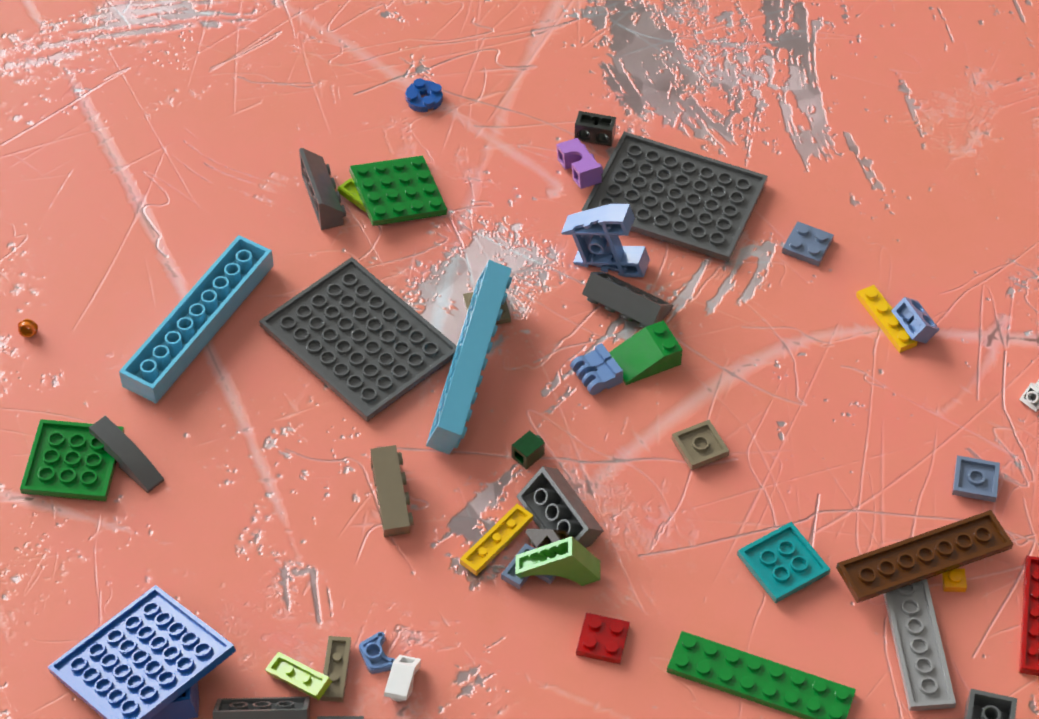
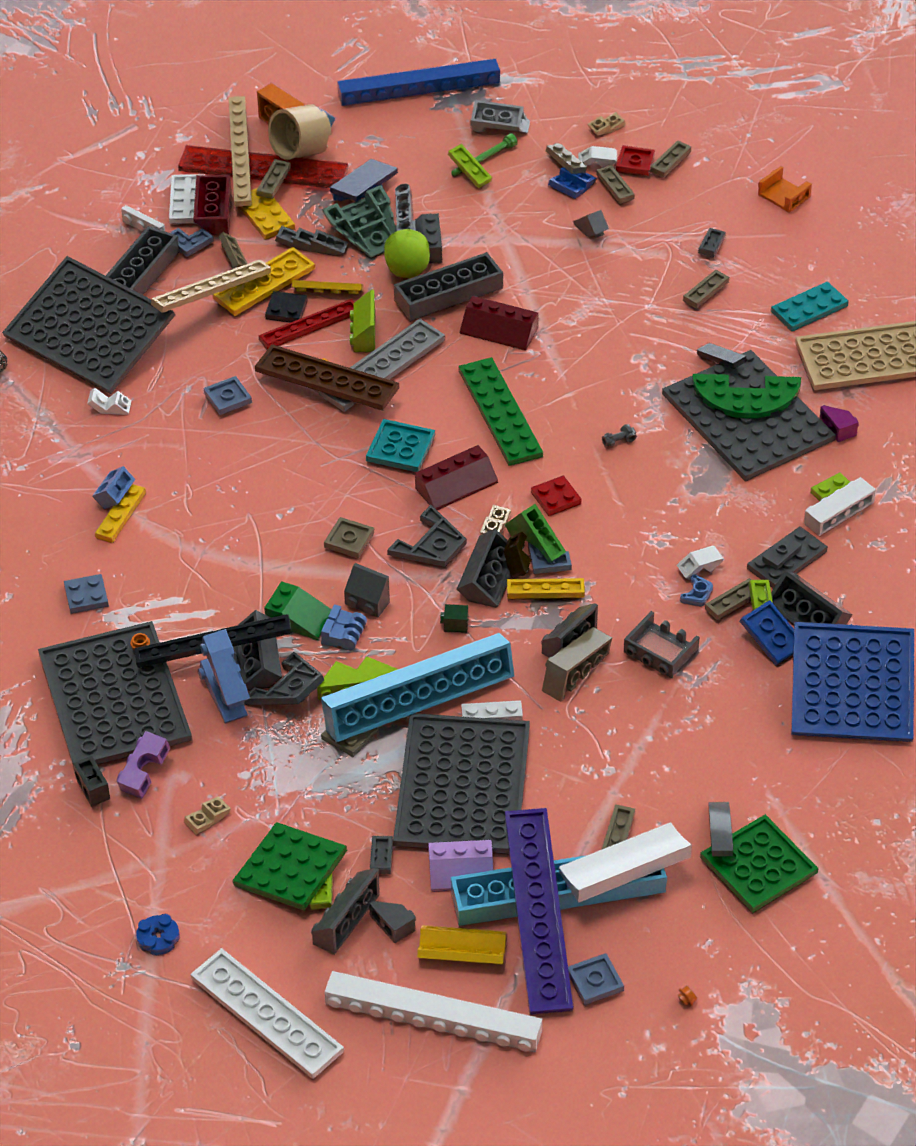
camera: 130 degrees left, 5 degrees down
(104, 288) = (595, 979): none -> sand blue plate
(156, 351) = (625, 862): none -> white arch
(185, 274) = (538, 911): none -> dark purple plate
(187, 185) = (433, 1011): none -> white brick
(203, 395) = (619, 825): none -> dark tan plate
(213, 237) = (462, 944): none -> yellow slope
(265, 660) = (770, 632): none -> blue tile
(286, 213) = (393, 919): none -> dark grey slope
(287, 281) = (457, 859): none -> lavender slope
(293, 106) = (267, 1013): none -> white plate
(345, 570) = (659, 647): none -> dark grey window
(349, 246) = (381, 853): none -> dark grey plate
(407, 408) = (495, 710): none -> white plate
(425, 509) = (570, 629): none -> dark grey slope
(498, 178) = (210, 813): none -> tan slope
(526, 346) = (343, 676): none -> lime slope
(562, 294) = (292, 687): none -> dark grey wing
(614, 565) = (497, 519): none -> tan slope
(617, 407) = (367, 590): none -> dark grey slope
(628, 501) = (436, 546): none -> dark grey wing
(652, 260) = (190, 645): none -> black plate
(696, 571) = (455, 477): none -> dark red slope
(707, 229) = (139, 640): none -> orange plate
(983, 648) = (363, 323): none -> lime slope

